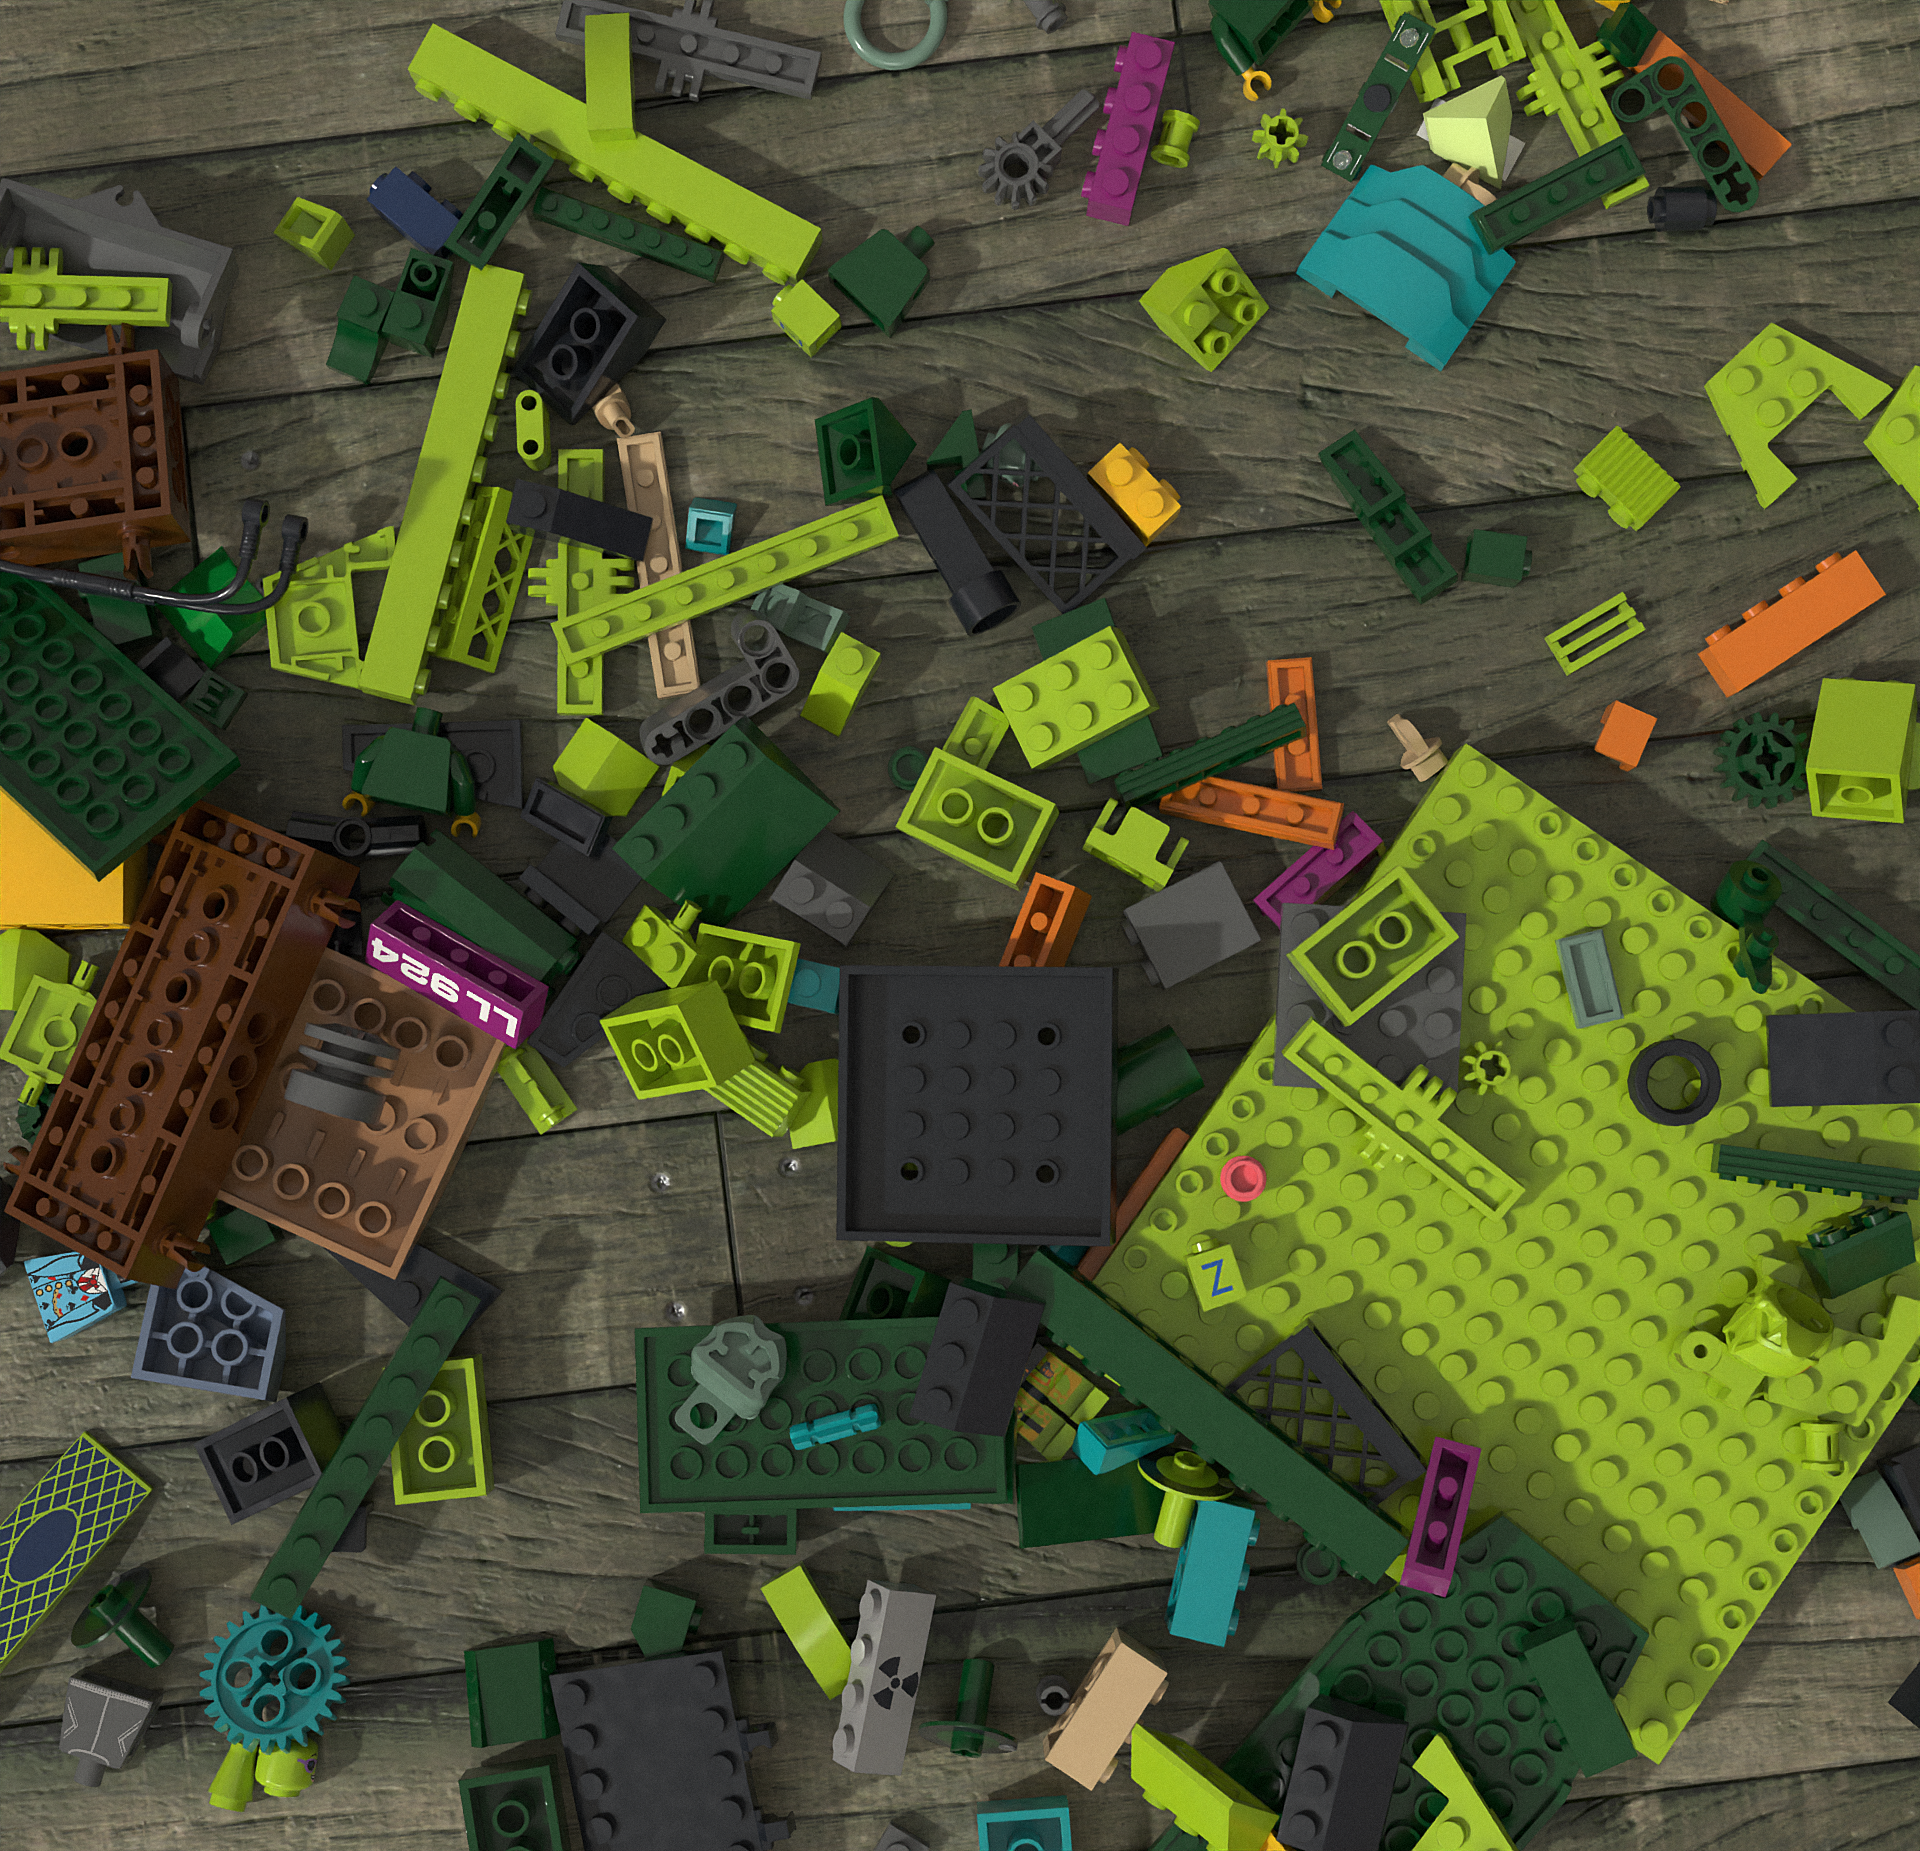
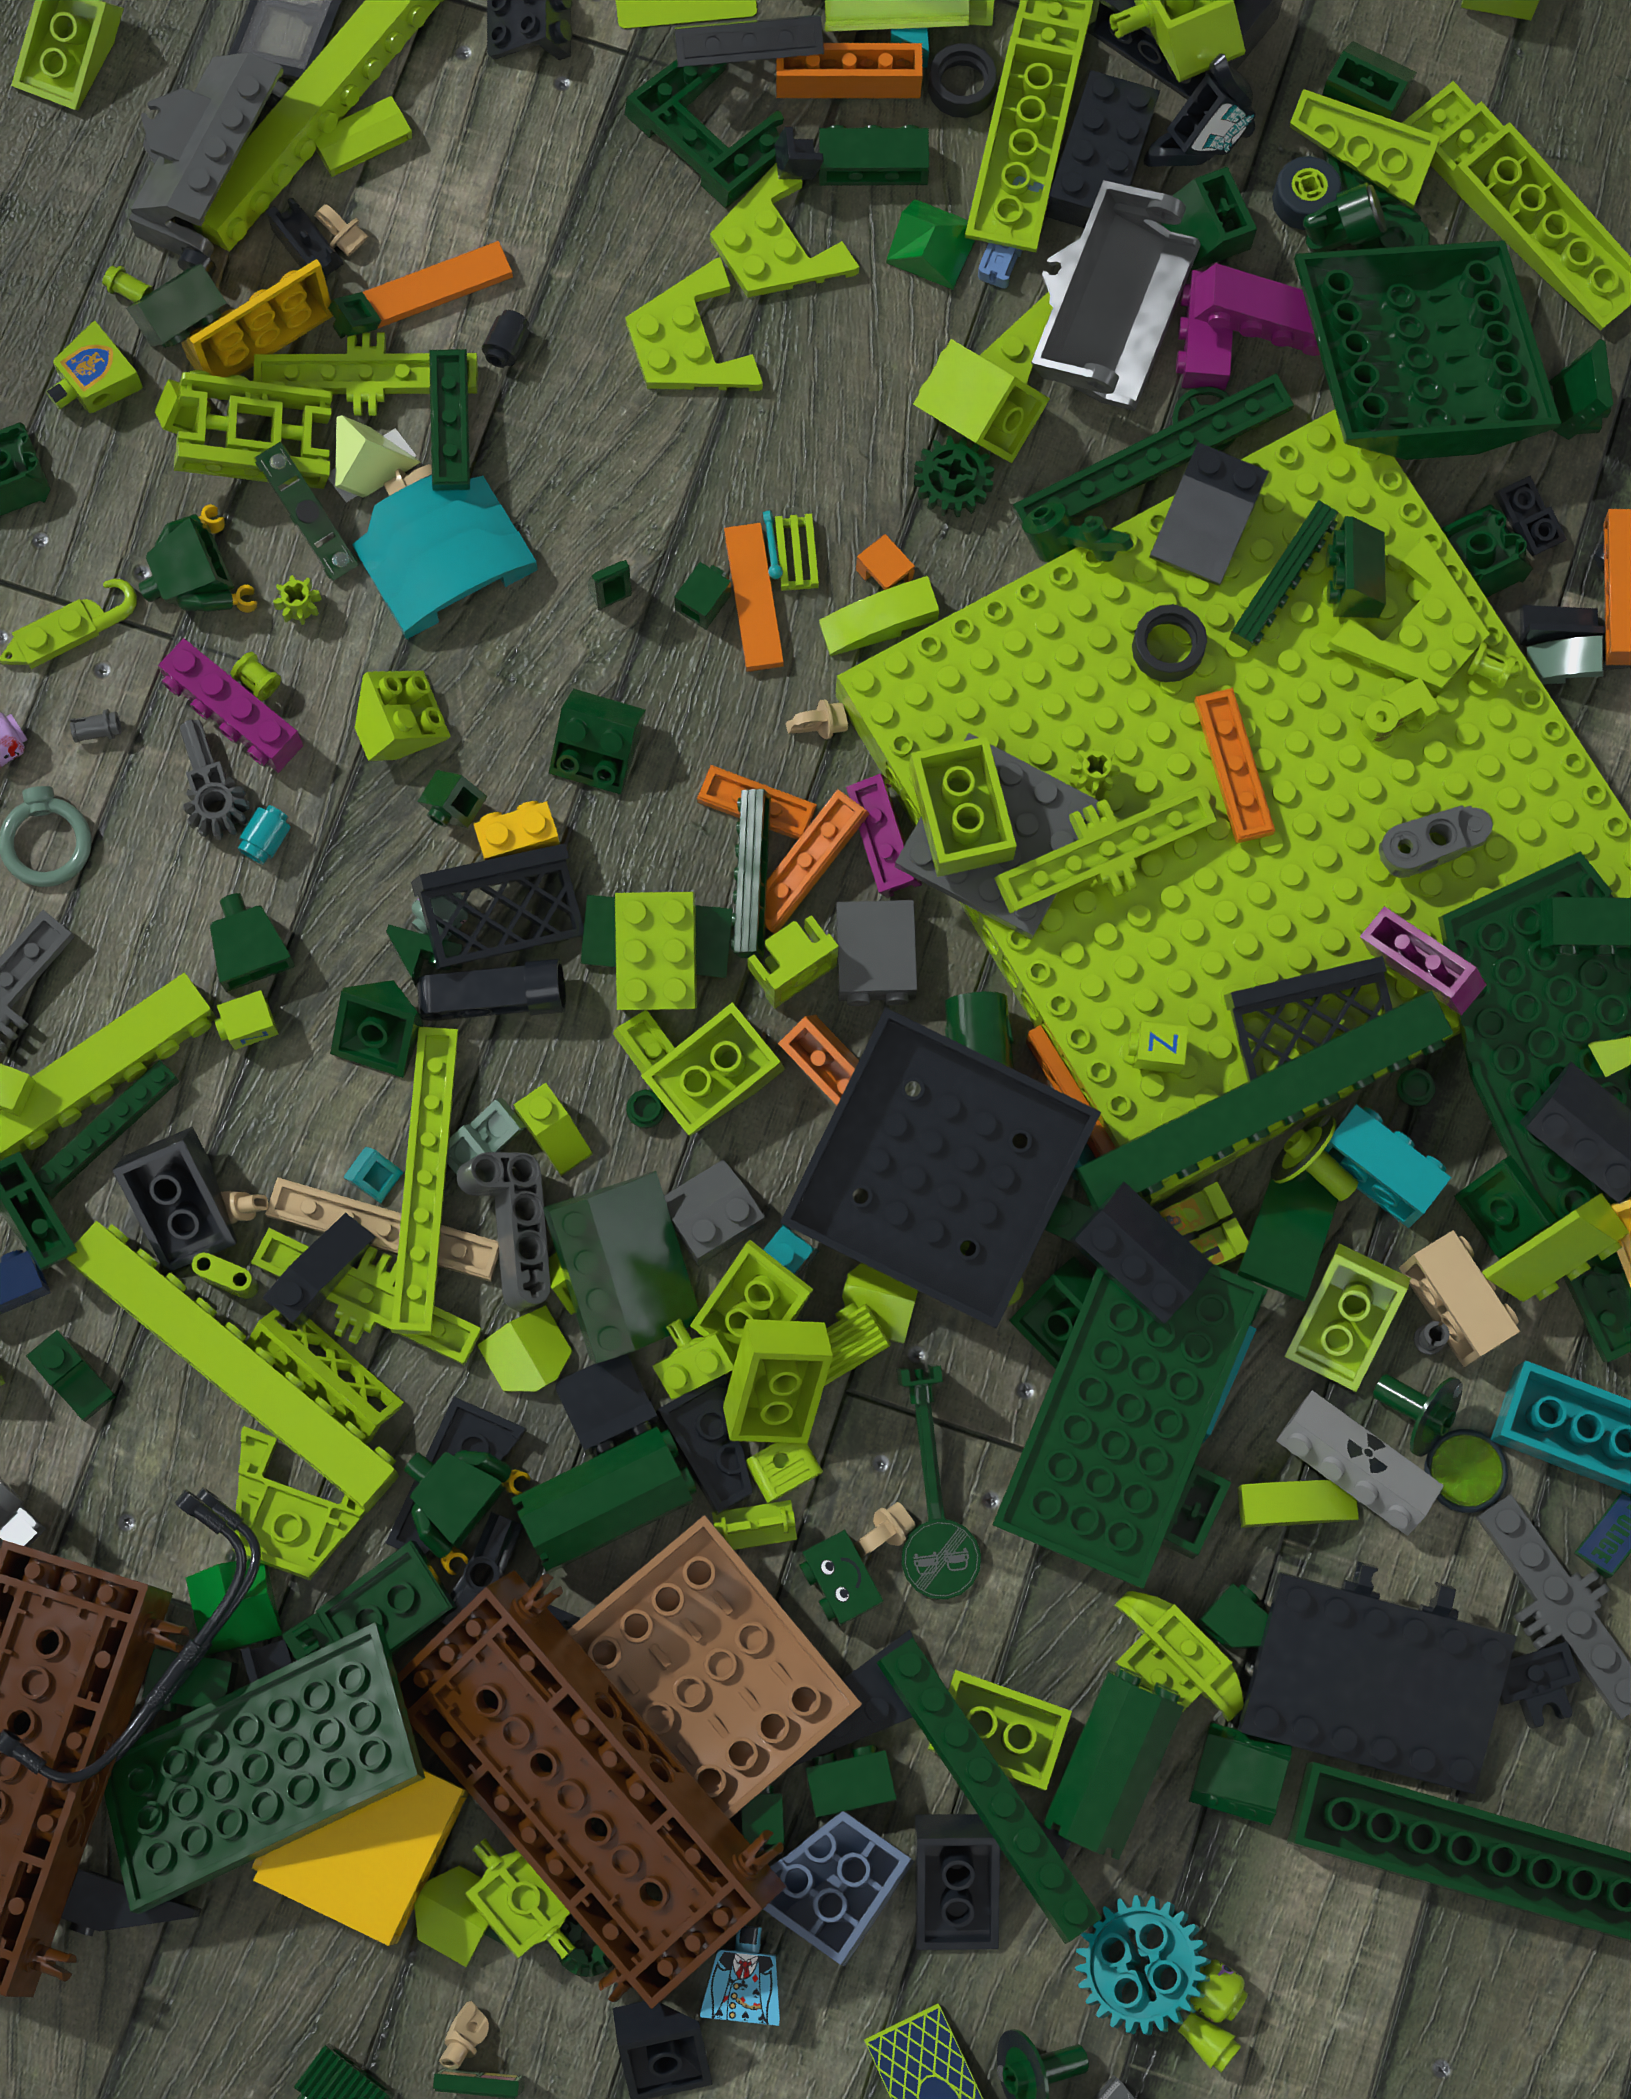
camera: 70 degrees left, 10 degrees down
(283, 759) = (397, 1594): none -> dark green tile
(322, 1301) = (850, 1782): none -> dark green brick
(342, 1073) = (675, 1658): dark grey wheel -> none
(420, 303) = (74, 1316): dark green slope -> none
(455, 1561) = (1114, 1762): none -> dark green brick
(456, 974) = (638, 1533): magenta brick -> none
(519, 1197) = (841, 1579): none -> dark green brick
(566, 816) = (551, 1394): black tile -> none
(593, 1286) = (940, 1553): none -> dark green piece
(594, 1575) = (1178, 1654): none -> lime plate
(596, 1222) = (890, 1526): none -> tan piece
(603, 1087) = (783, 1468): none -> lime piece
(735, 1373) = (1067, 1454): sand green piece -> none
(835, 1426) = (1145, 1394): teal axle -> none
(934, 1792) = (1469, 1469): none -> clear neon green wheel
(1009, 234) = (264, 834): none -> teal brick
(1035, 1598) = (1348, 1317): none -> lime slope
(1117, 1439) = (1253, 1194): teal slope -> none
(1137, 407) = (451, 799): none -> dark green brick
(1227, 1715) = (1505, 1207): none -> dark green tile
(1243, 1178) = (1094, 992): coral plate -> none
(1278, 525) = (596, 740): none -> dark green slope
(1387, 516) = (630, 659): dark green slope -> none
(1455, 456) = (610, 584): none -> dark green slope
(1521, 612) = (753, 597): none -> orange tile
(1560, 621) = (775, 570): none -> teal hinge
(1563, 757) = (880, 616): none -> lime slope
(1570, 1214) = (1234, 765): none -> orange tile
(1589, 979) = (1061, 668): sand green tile -> none
(1616, 1492) = (1460, 826): none -> dark grey piece
(1625, 479) = (690, 474): lime brick -> none
(1696, 139) = (460, 302): dark green beam -> none
(1771, 1333) = (1391, 653): lime piece -> none
(1791, 623) = (859, 408): orange brick -> none

